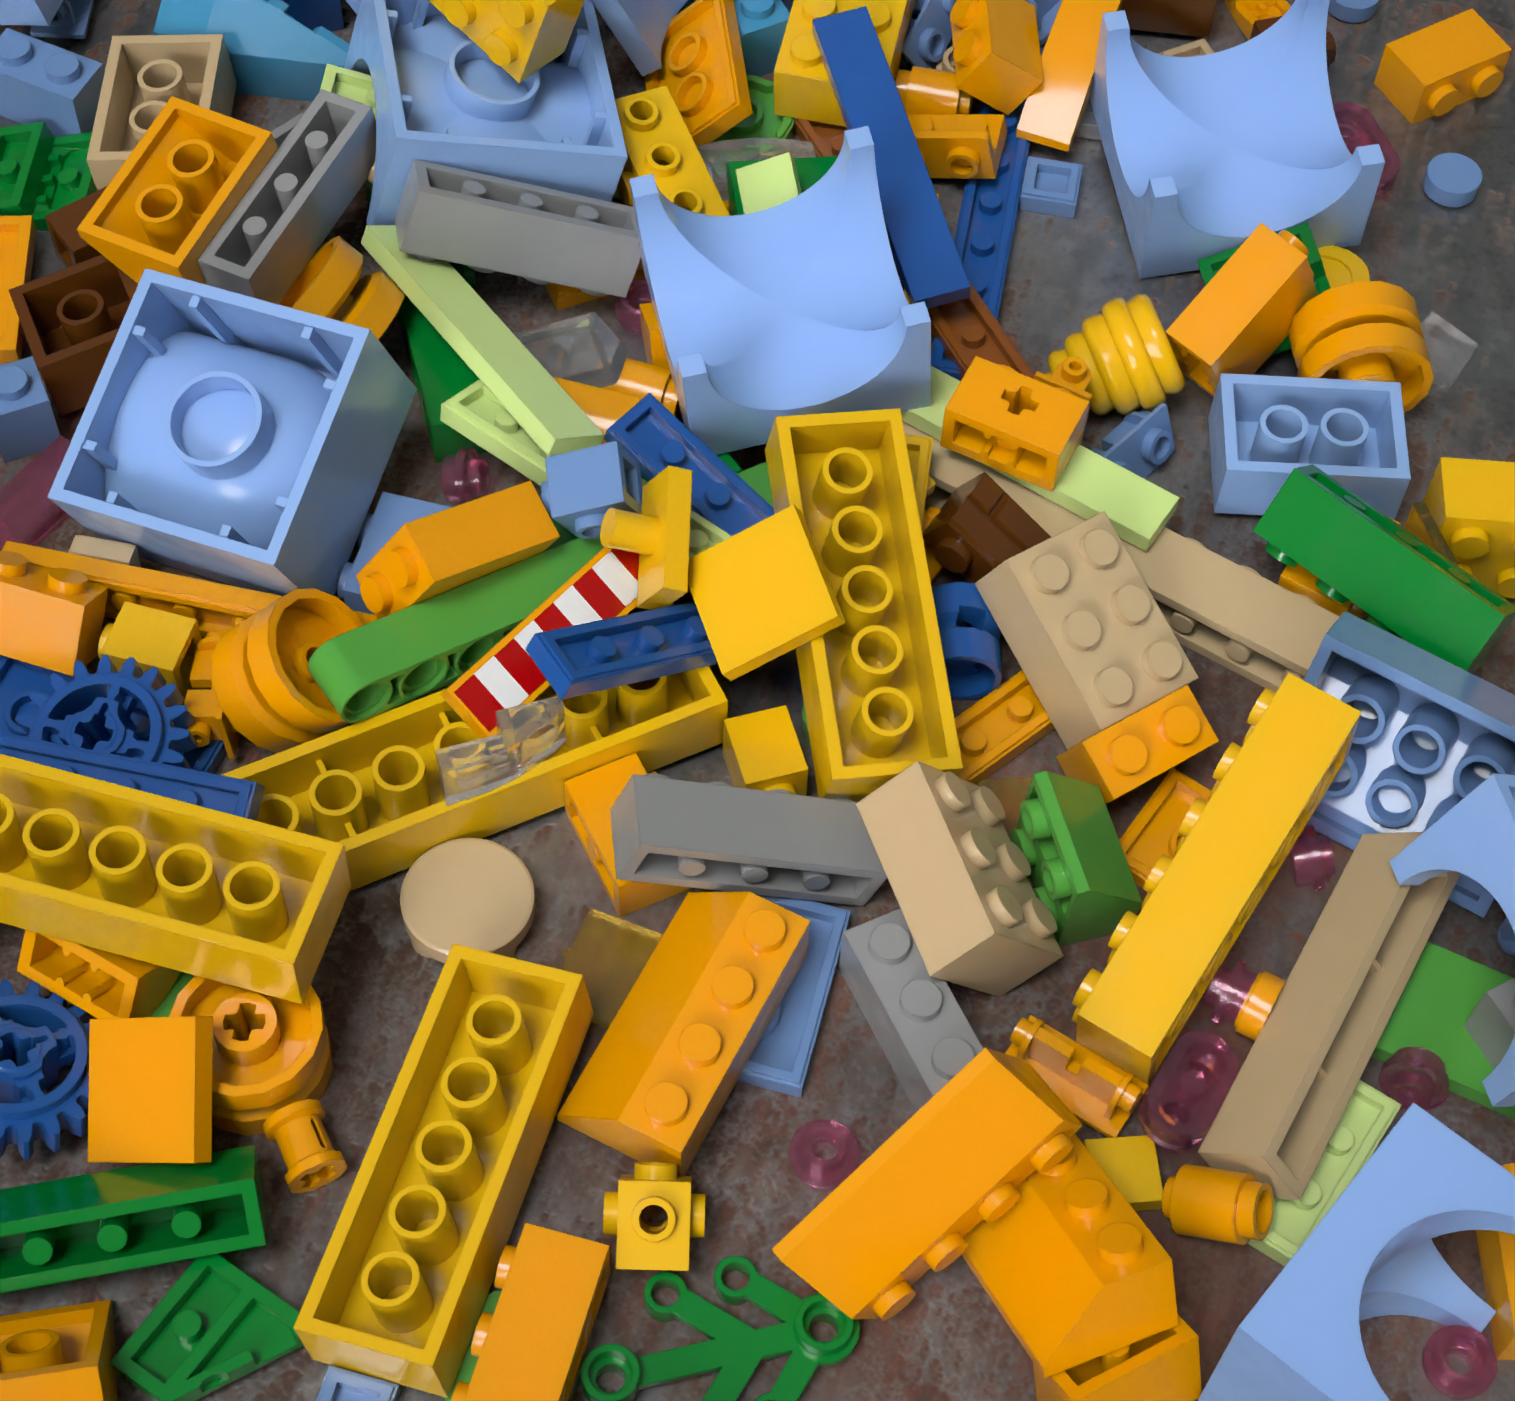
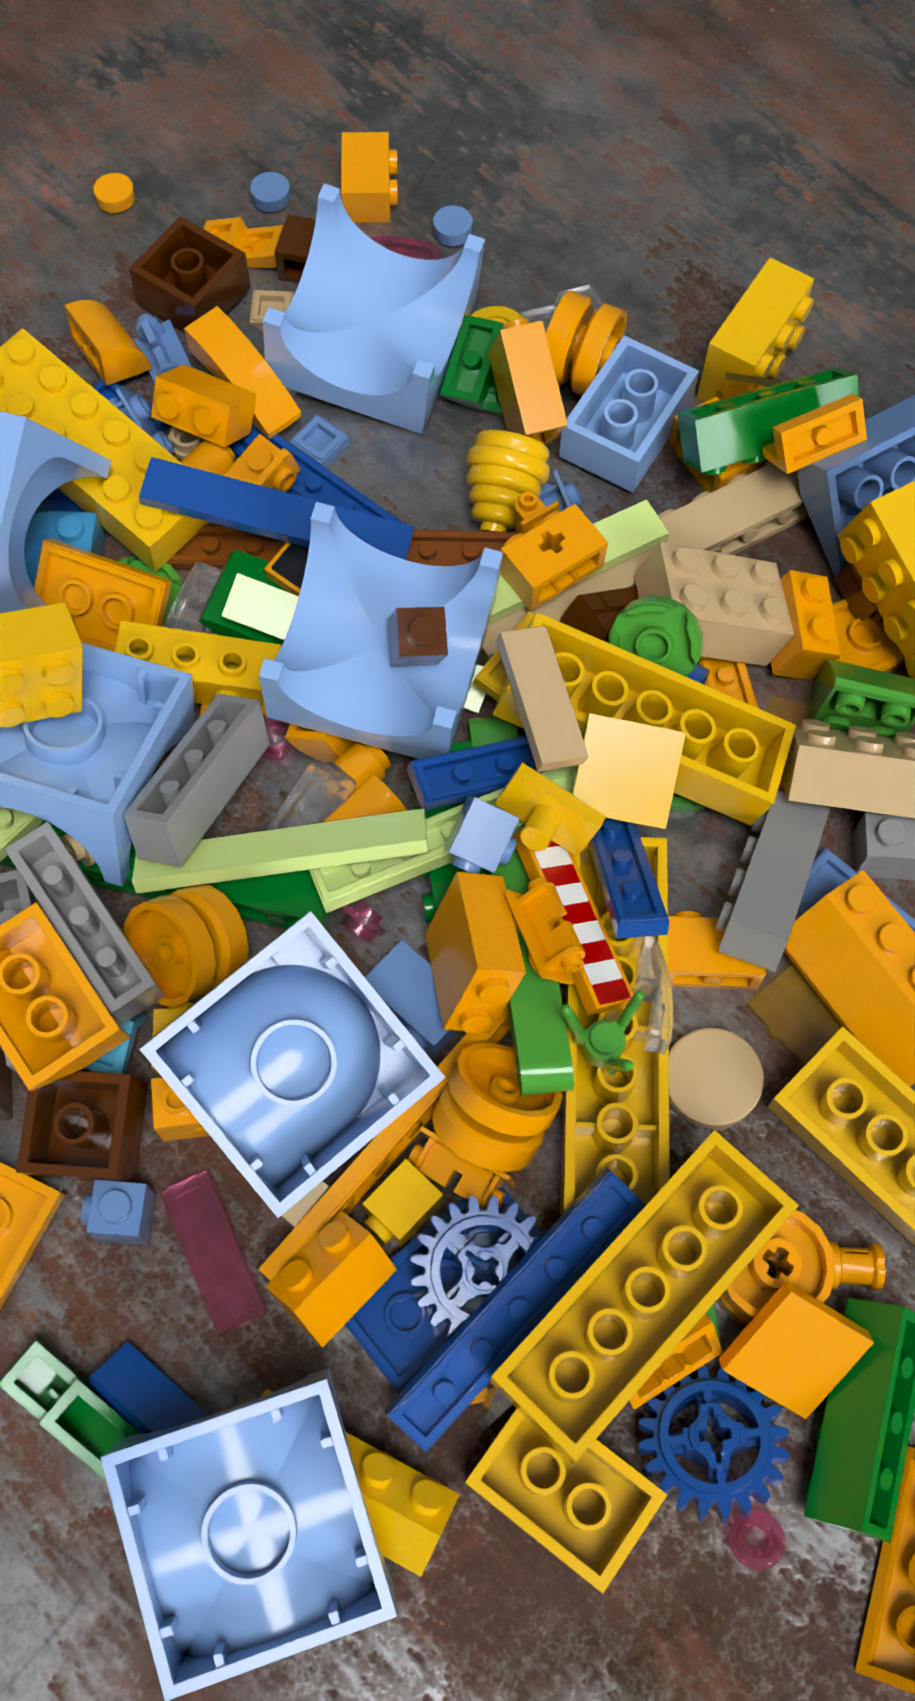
camera: 60 degrees left, 10 degrees up
(416, 721) = (604, 1039): none -> bright green plant
(503, 593) = (552, 949): none -> light orange hinge
(764, 752) = (699, 842): yellow brick -> none
(782, 451) = (542, 698): none -> tan tile
(790, 312) = (417, 636): none -> reddish brown brick
(971, 565) = (659, 632): none -> bright green tile
(1376, 605) = (817, 434): none -> light orange panel

